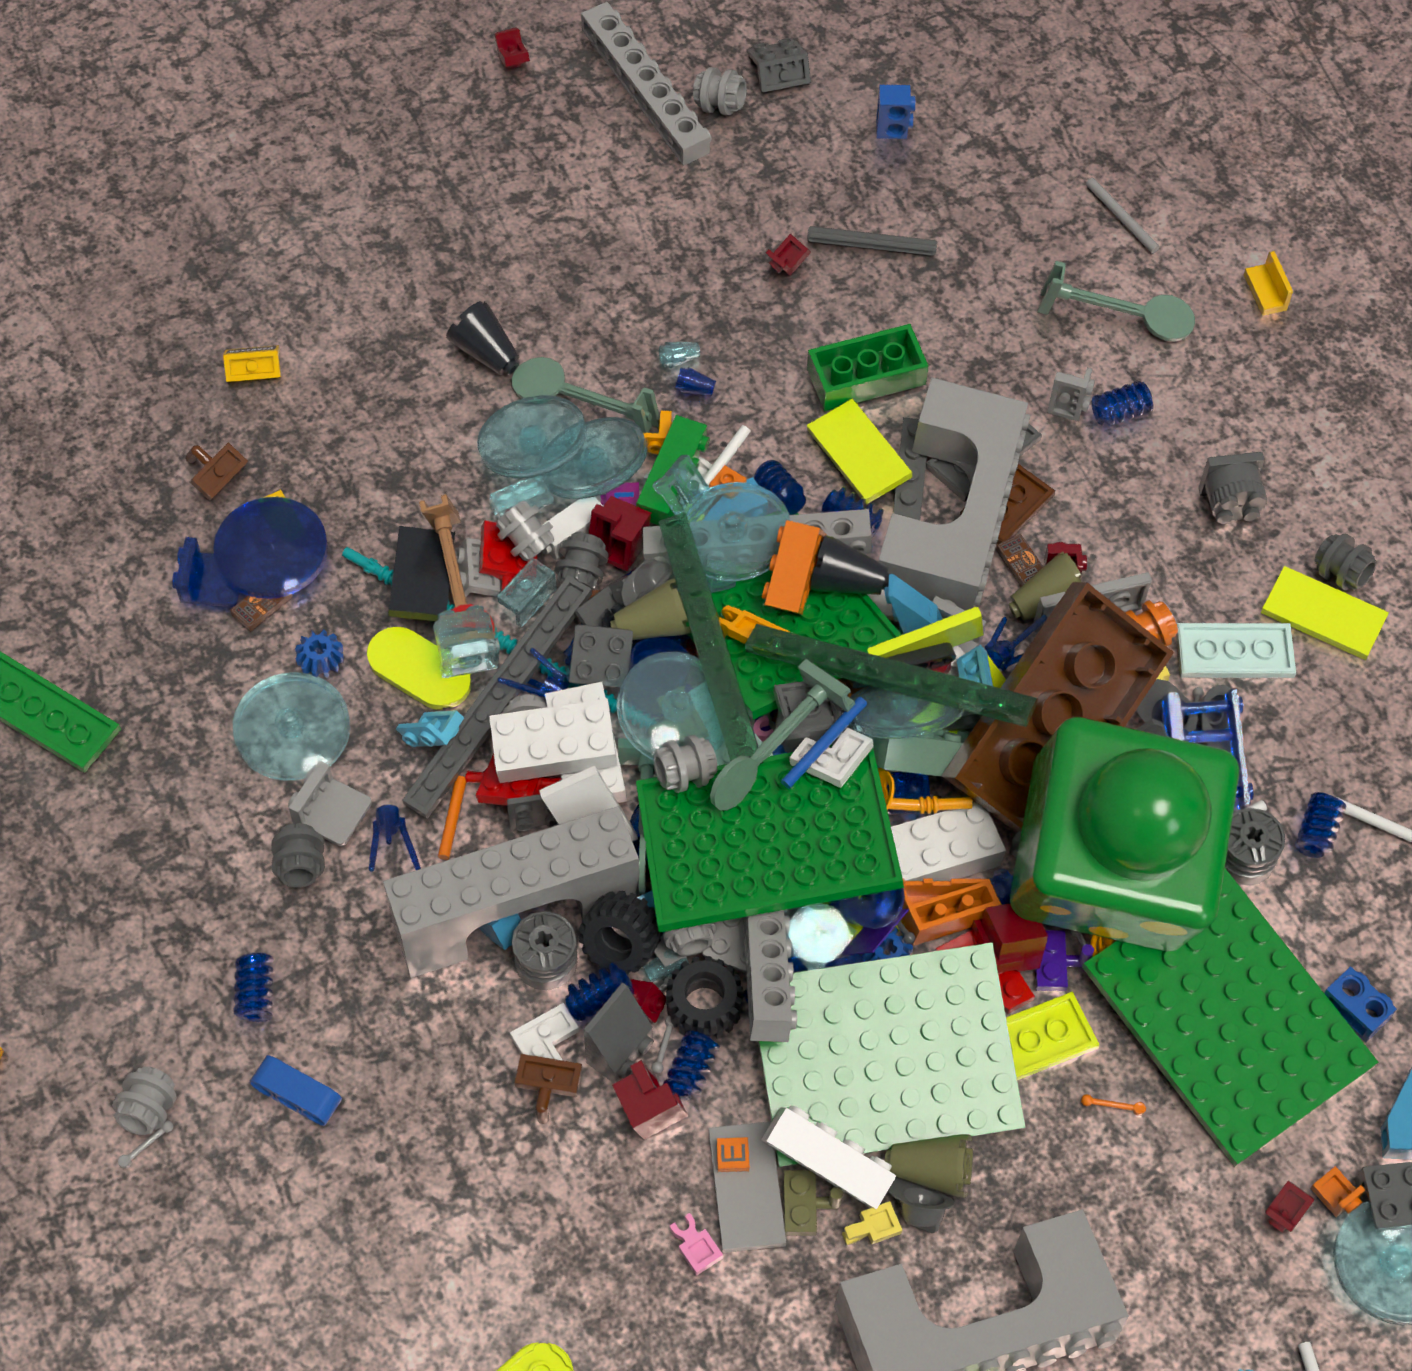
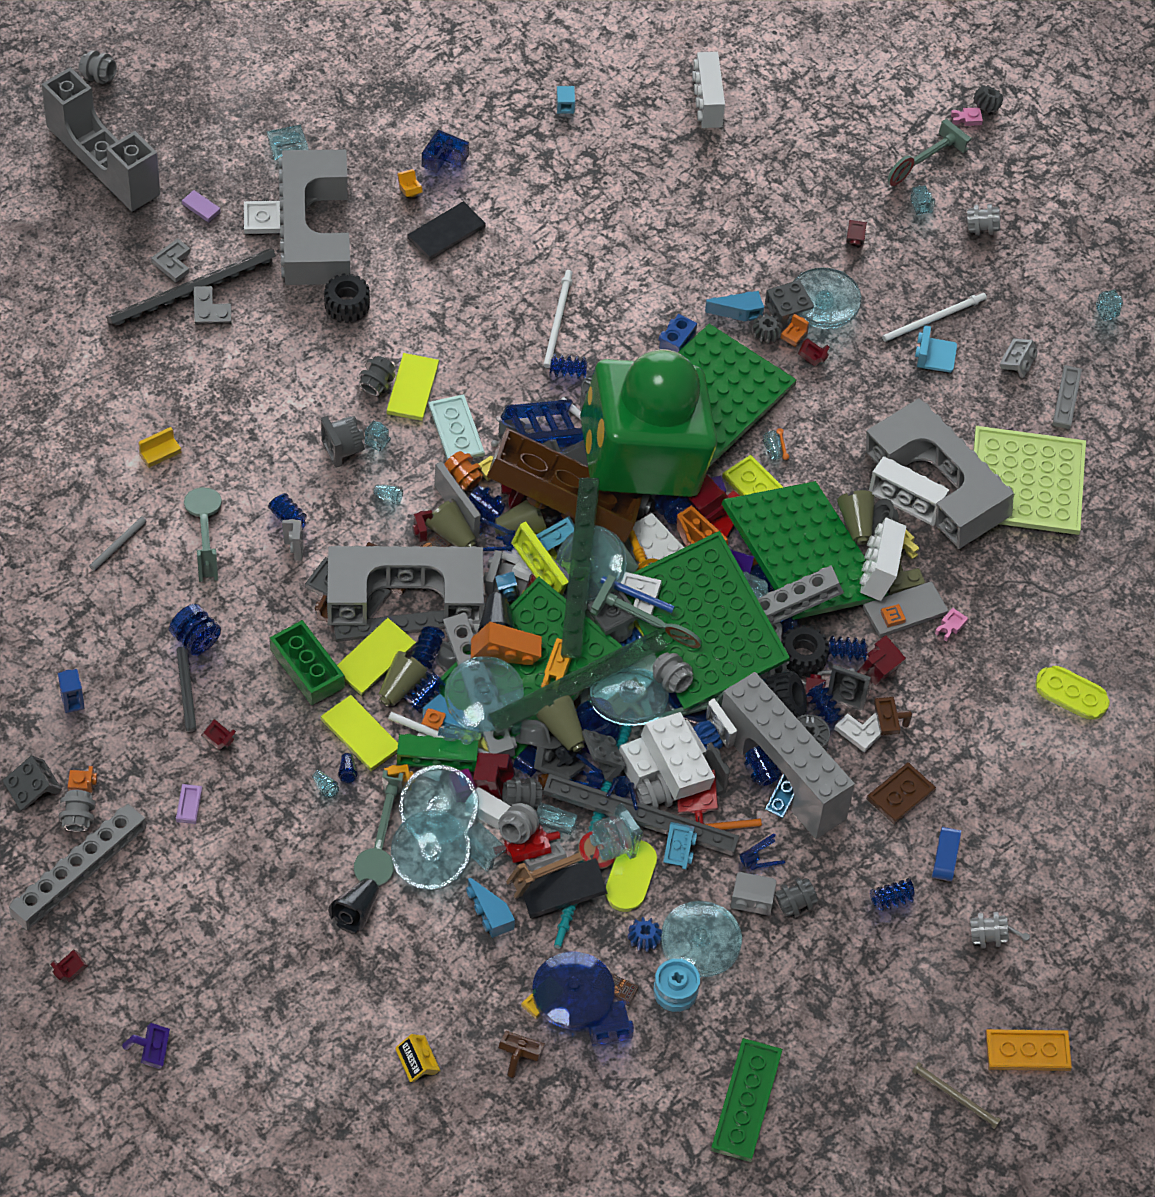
camera: 110 degrees left, 5 degrees down
(226, 665) = (676, 985): none -> medium azure wheel
(376, 107) = (154, 1045): none -> dark purple plate
(424, 1066) = (901, 793): none -> reddish brown tile
(427, 484) = (494, 911): none -> dark azure slope
(700, 211) = (189, 804): none -> lavender tile
(759, 406) = (360, 732): none -> neon yellow tile
(768, 112) = (82, 780): none -> orange bracket
(812, 468) = (401, 679): none -> olive cone
(951, 253) = (194, 629): none -> clear blue wheel
(964, 1254) = (907, 490): none -> white brick
(1110, 1084) = (773, 444): none -> clear light blue cone
(1132, 534) = (389, 493): none -> clear light blue cone
(1237, 540) = (379, 432): none -> clear light blue brick
(1356, 1138) = (767, 328): none -> dark grey gear

